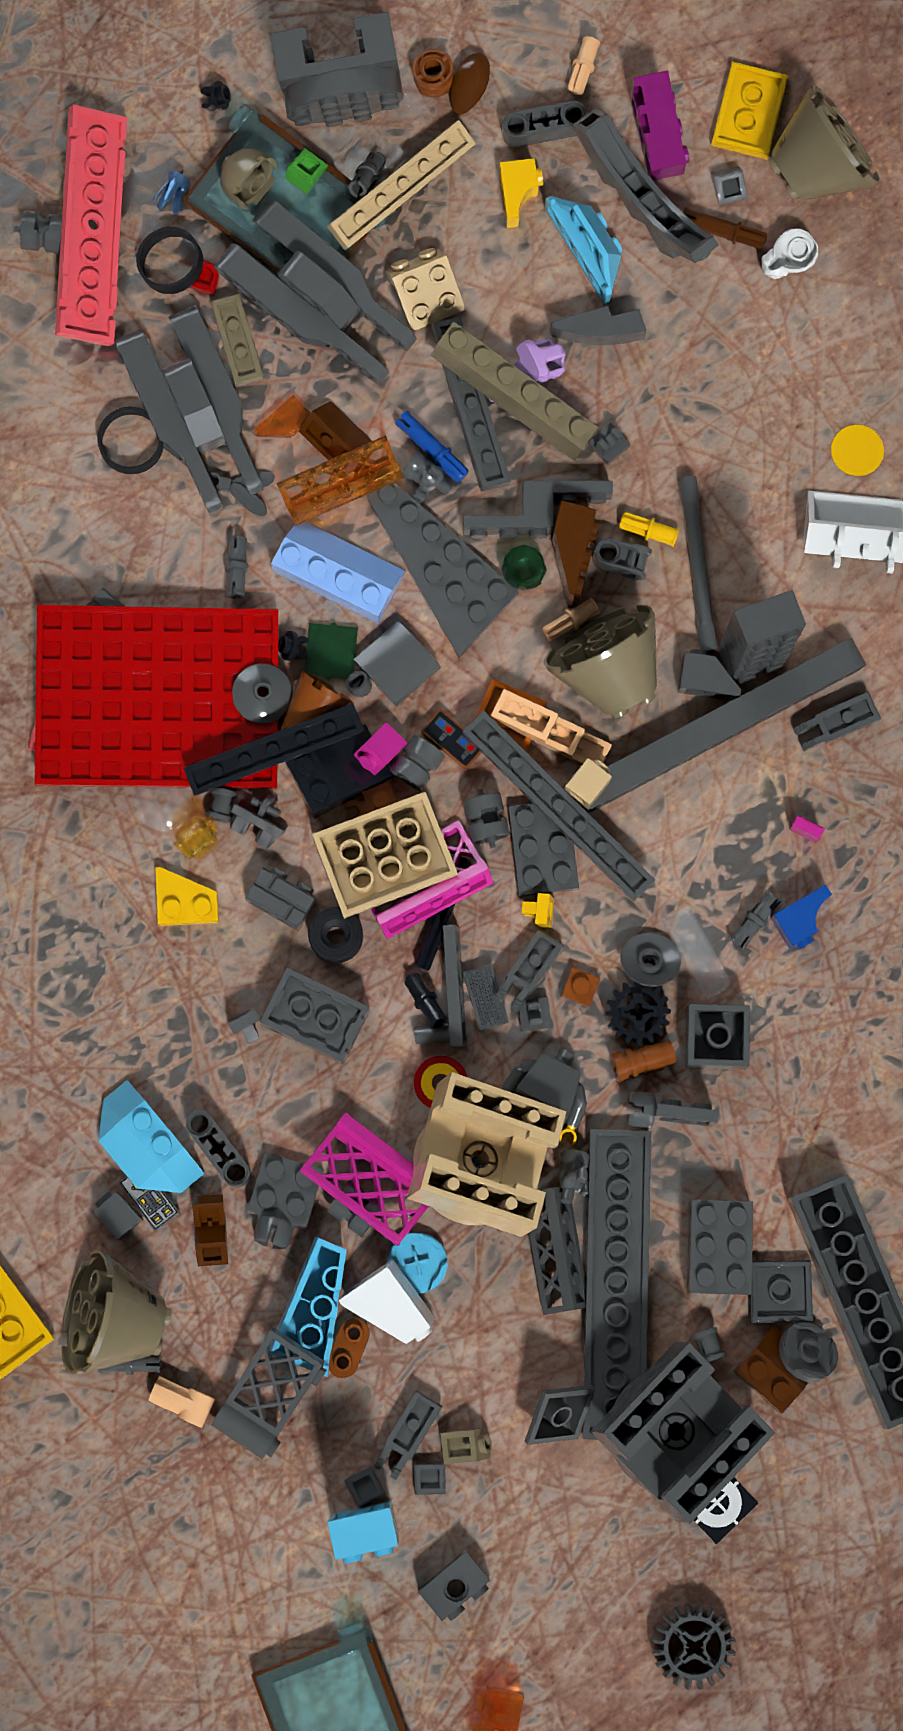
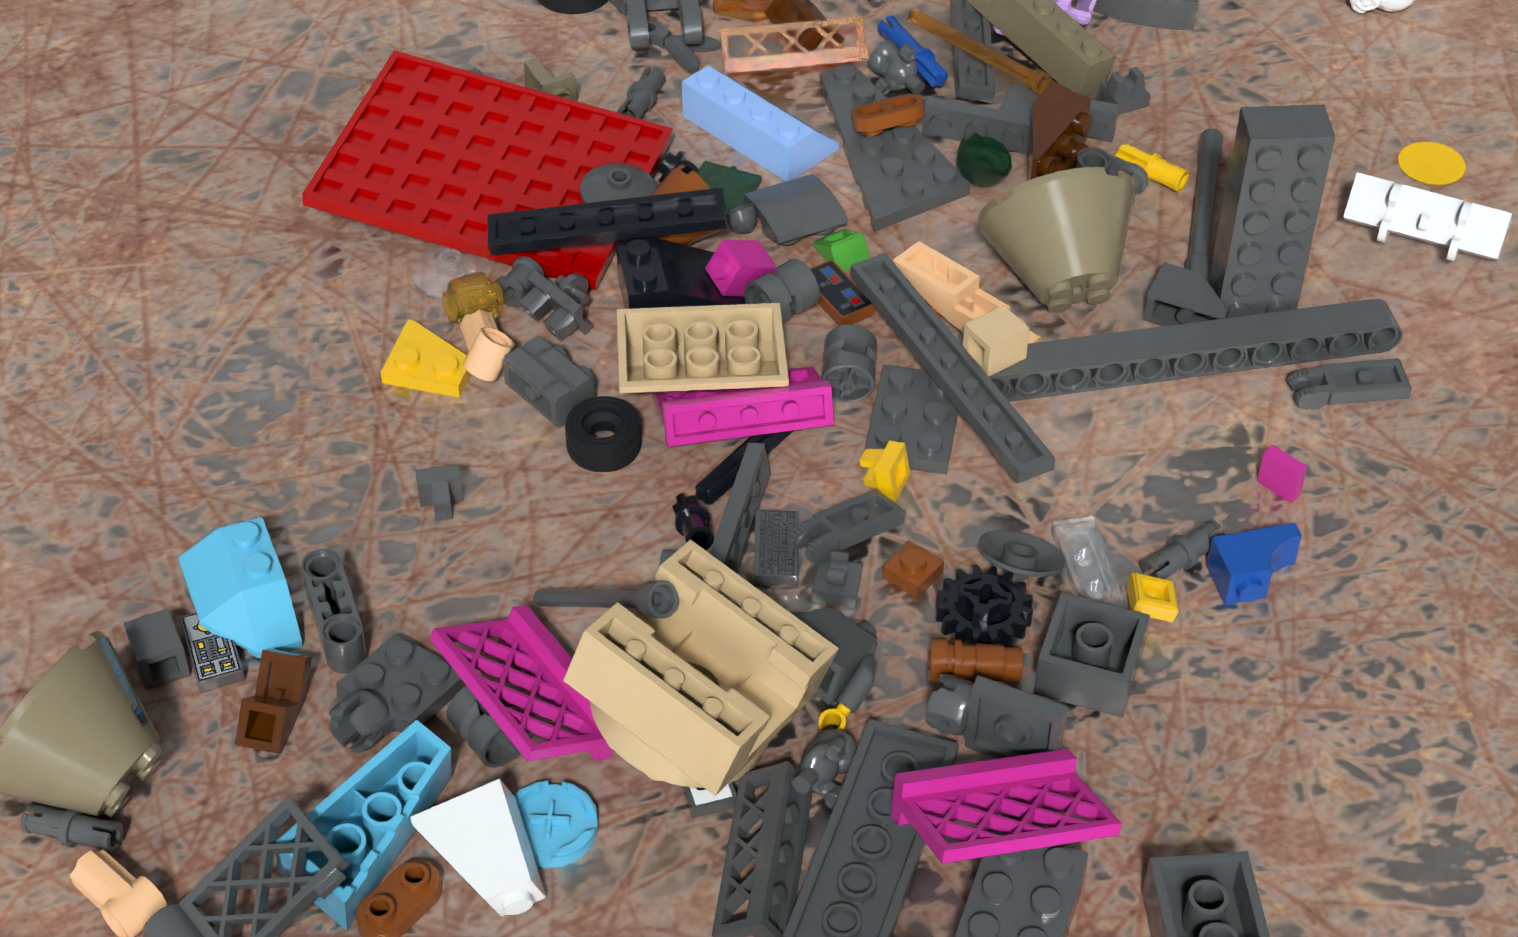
camera: 20 degrees right, 35 degrees down
(156, 582) = (543, 80): none -> dark tan bracket
(227, 885) = (485, 345): none -> light nougat piece
(315, 1016) = (535, 497): dark grey piece -> none
(438, 544) = (886, 113): none -> dark orange plate
(442, 689) = (844, 247): none -> bright green slope
(442, 1122) = (652, 599): none -> dark grey piece
(546, 480) = (1035, 79): none -> clear orange bar
(675, 1171) = (1007, 785): none -> dark pink fence
(743, 966) = (1152, 596): none -> yellow tile

